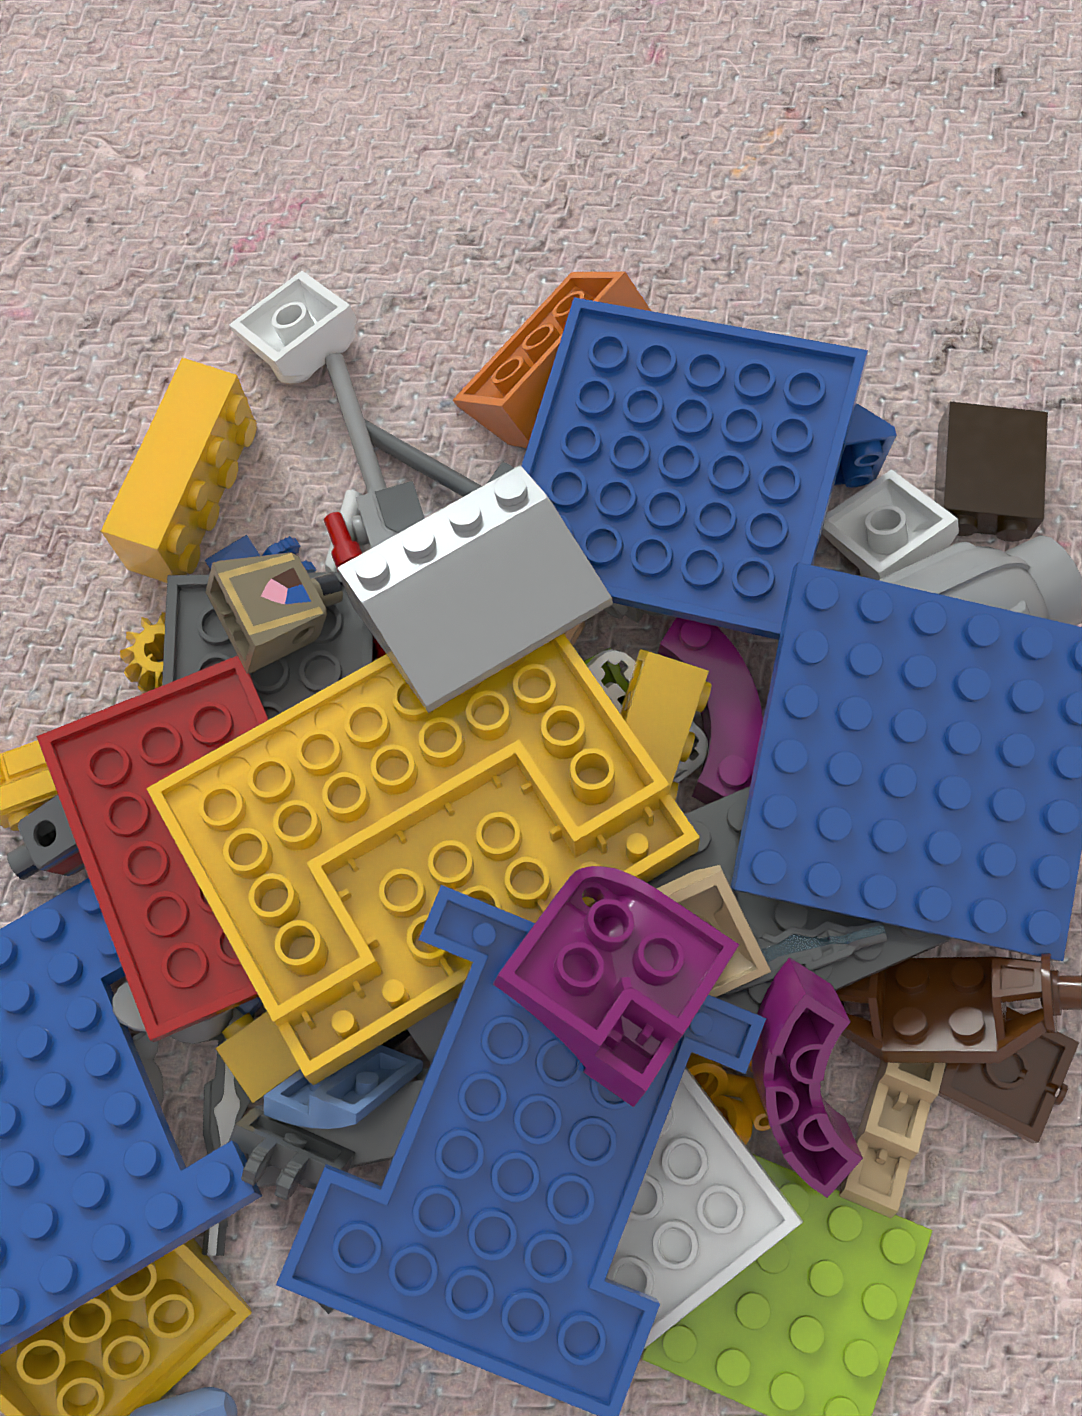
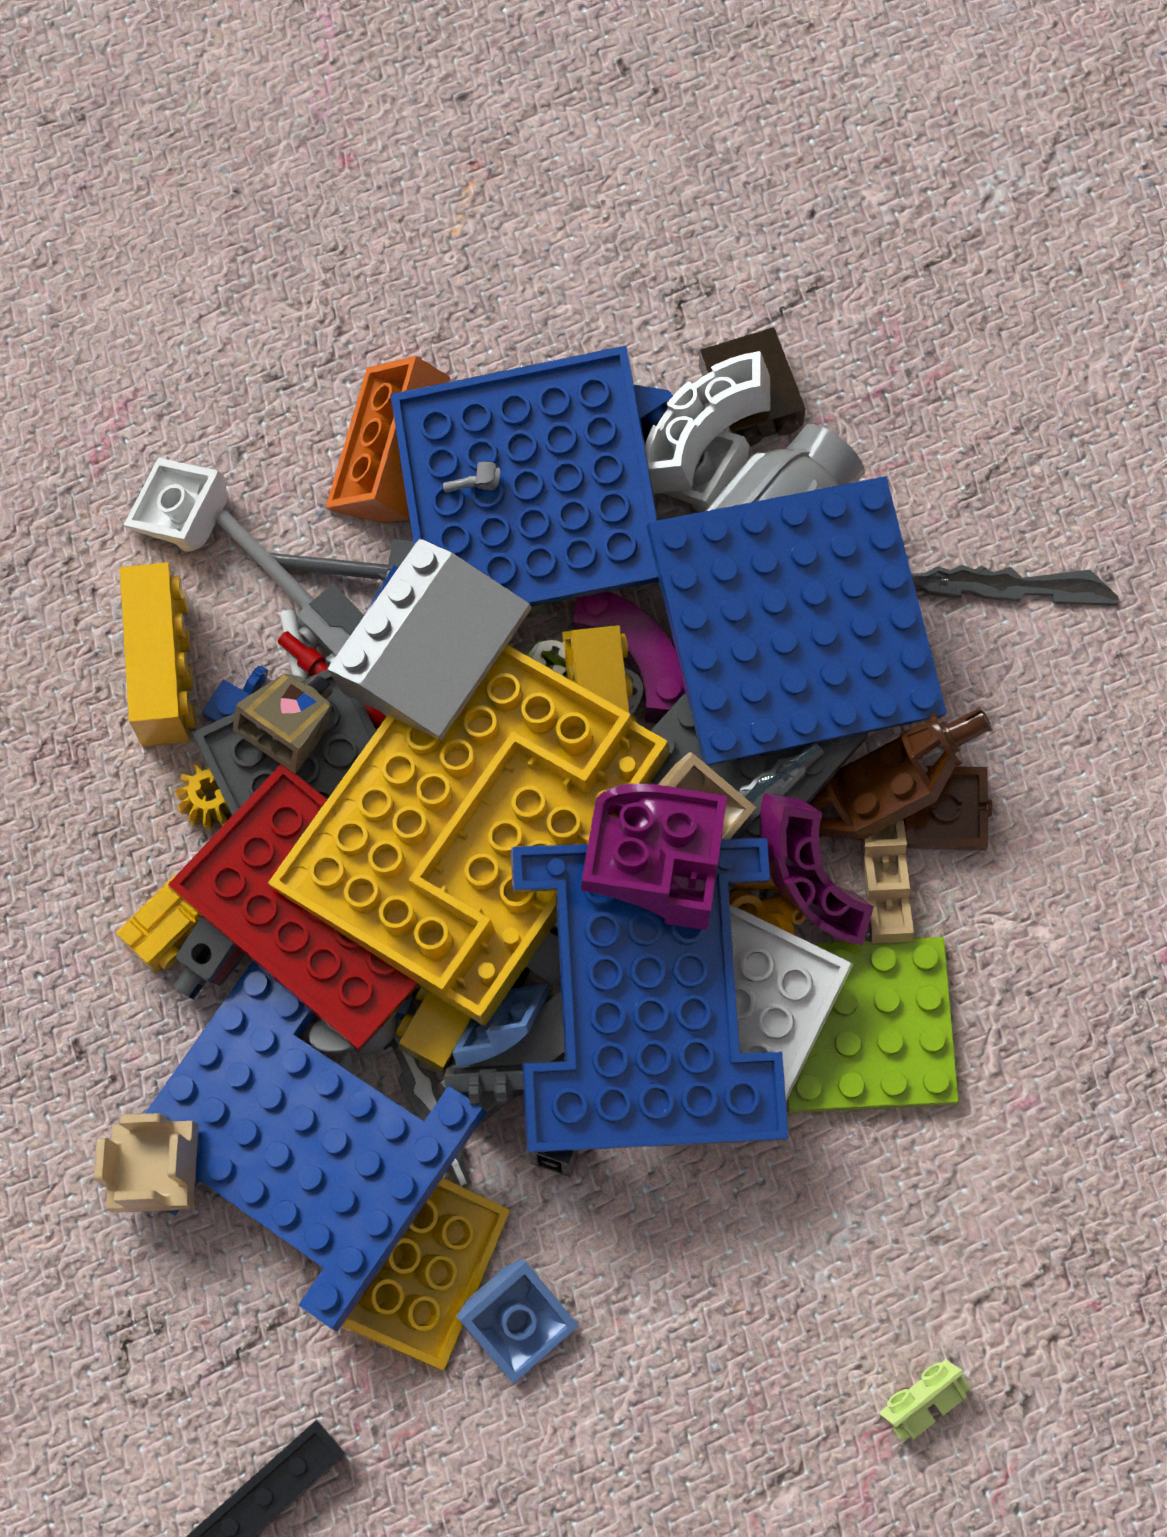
camera: 25 degrees left, 0 degrees up
(633, 434) = (486, 478): none -> light grey hand
(919, 469) = (702, 412): none -> white brick

